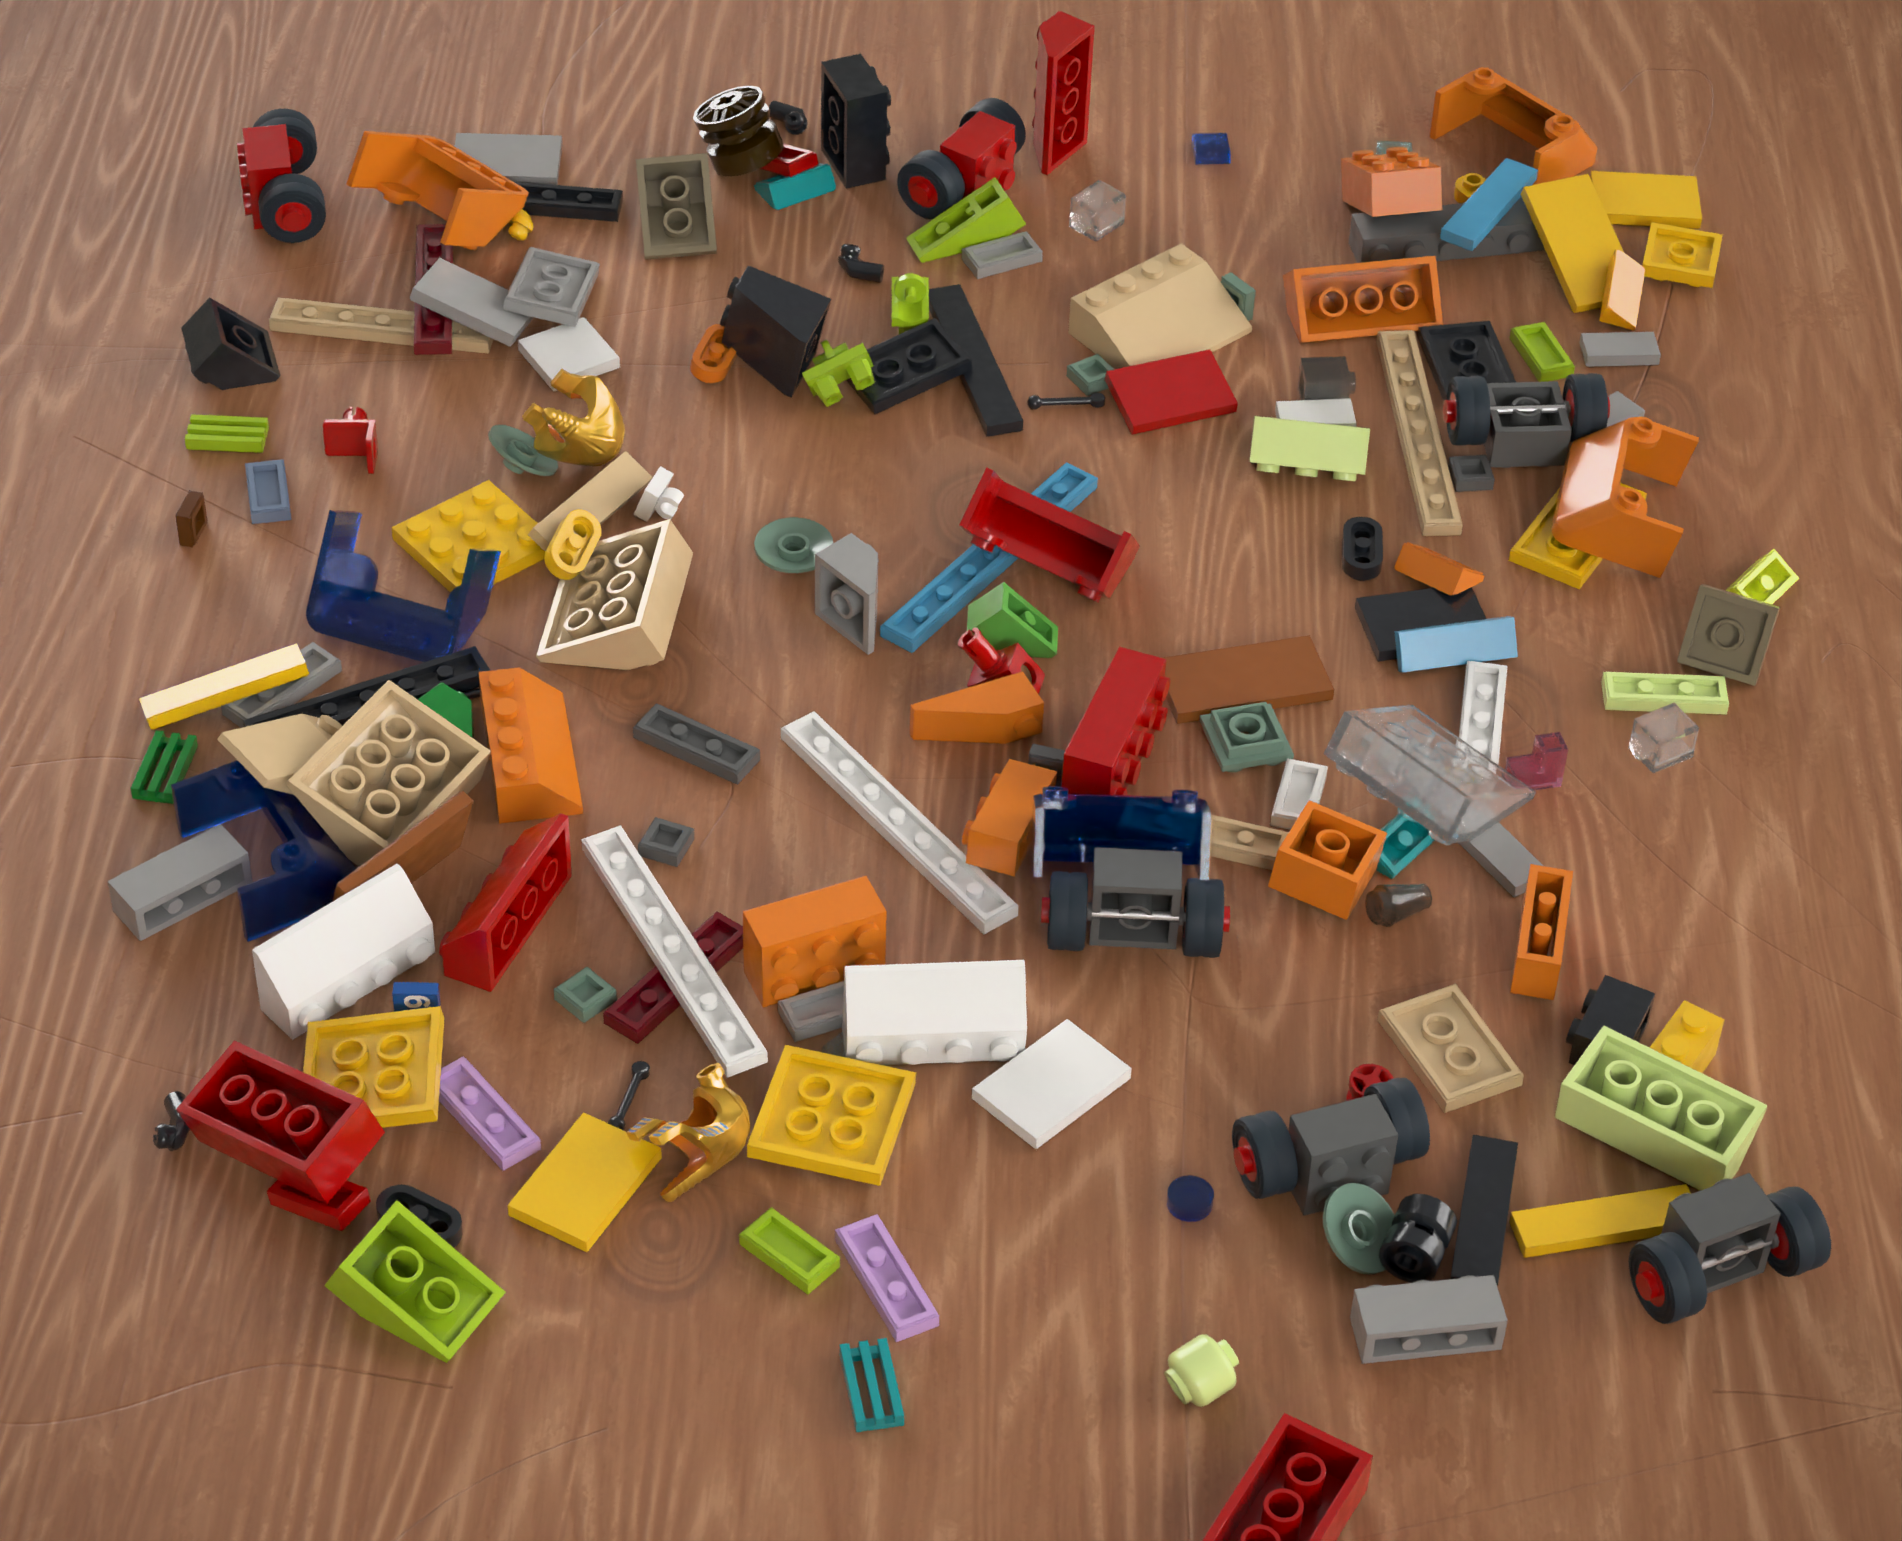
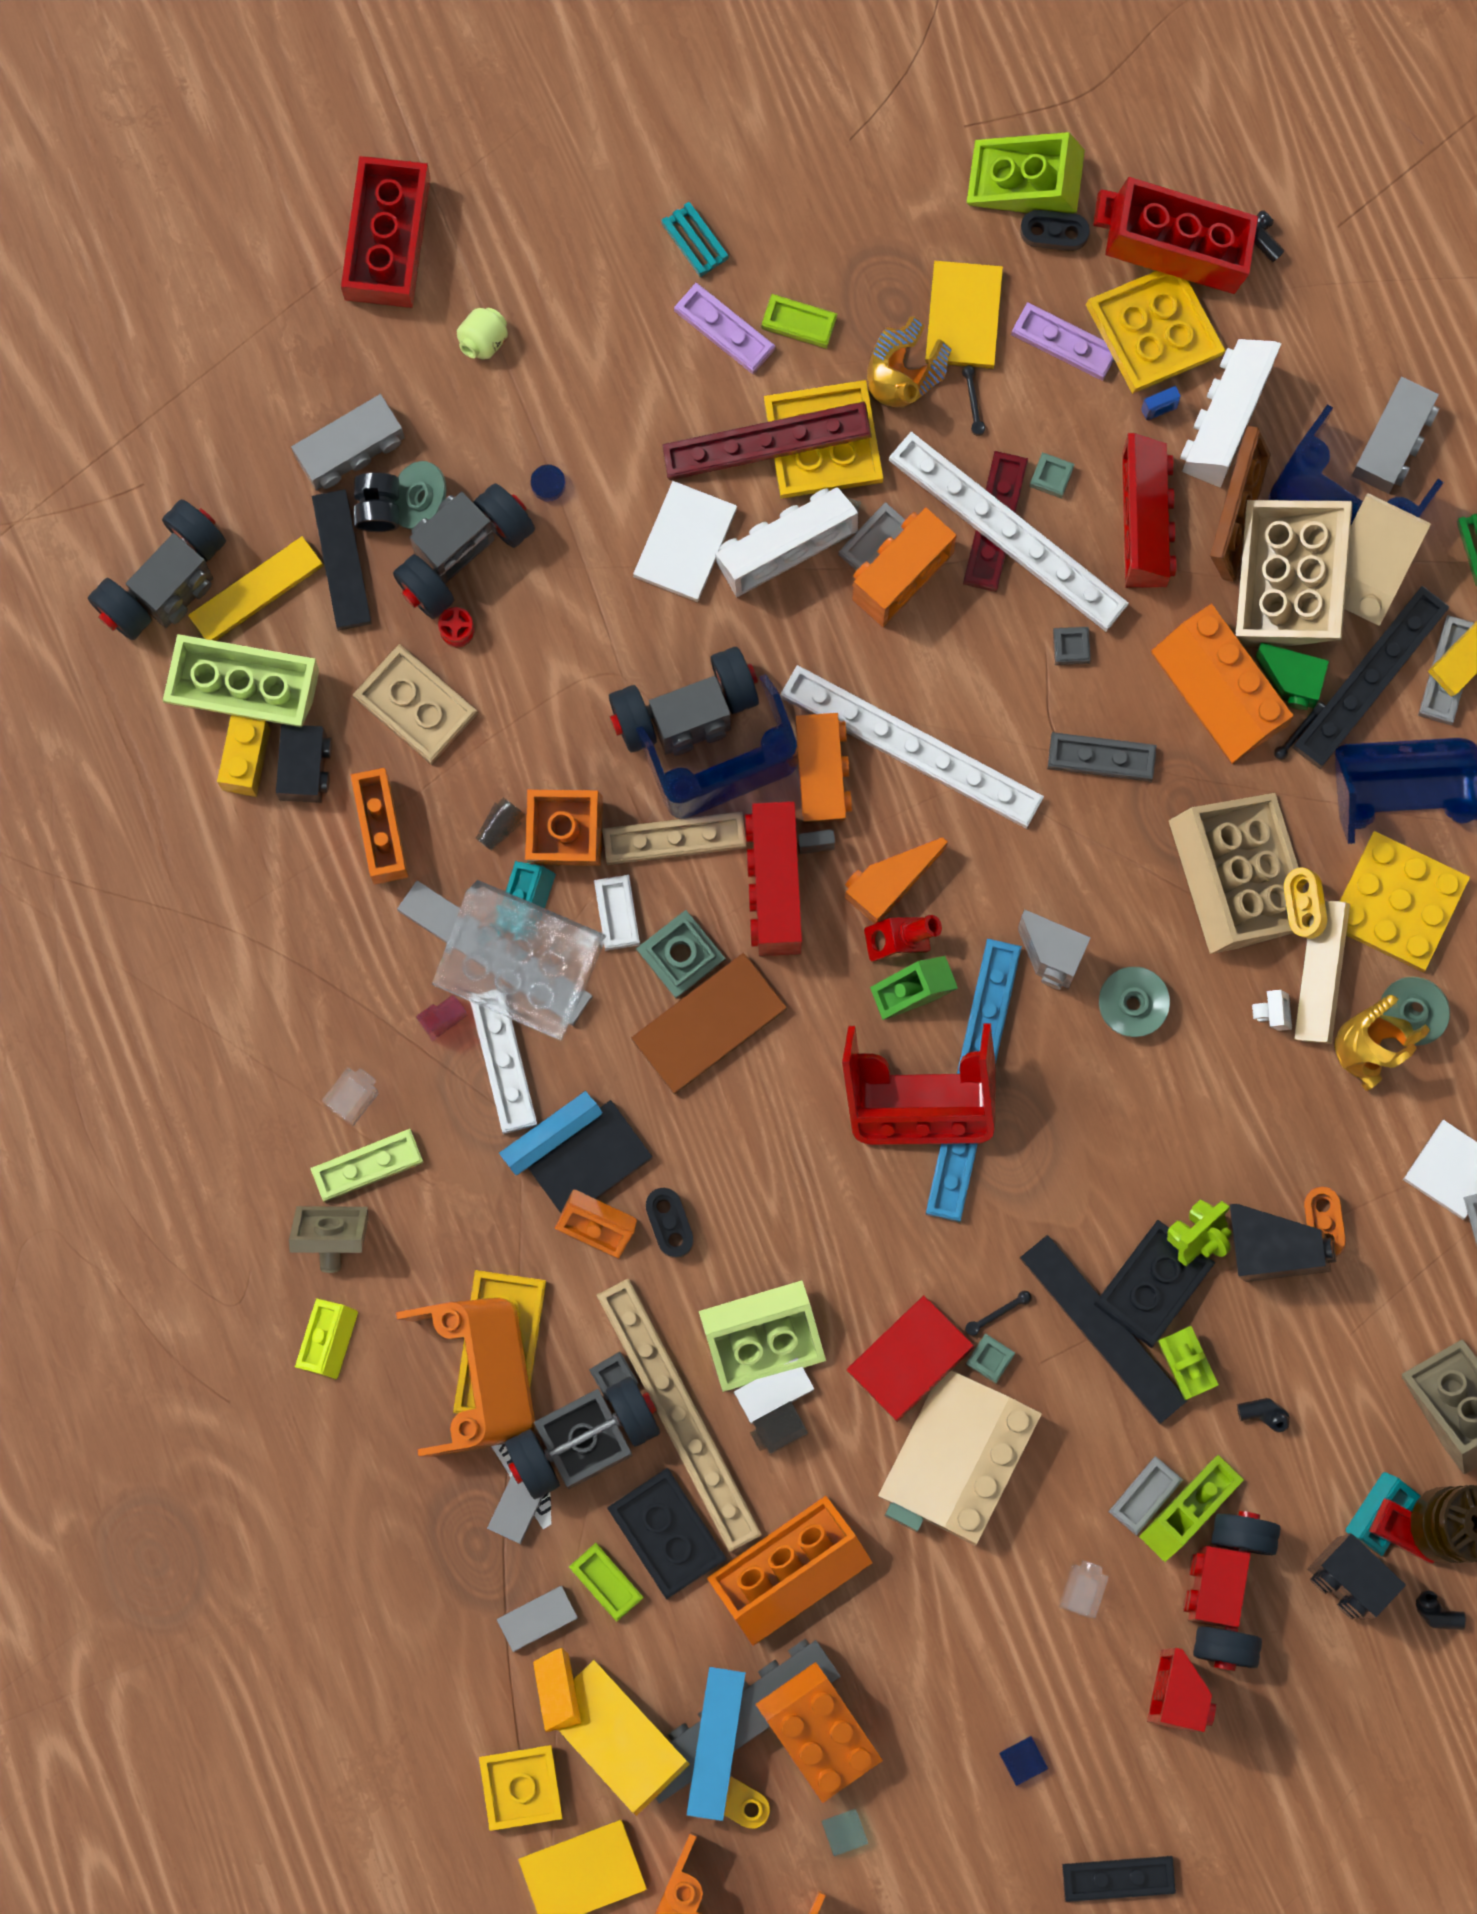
camera: 160 degrees right, 35 degrees up
(903, 1122) = (767, 440): none -> dark red tile
(1168, 69) = (1118, 1878): none -> black tile

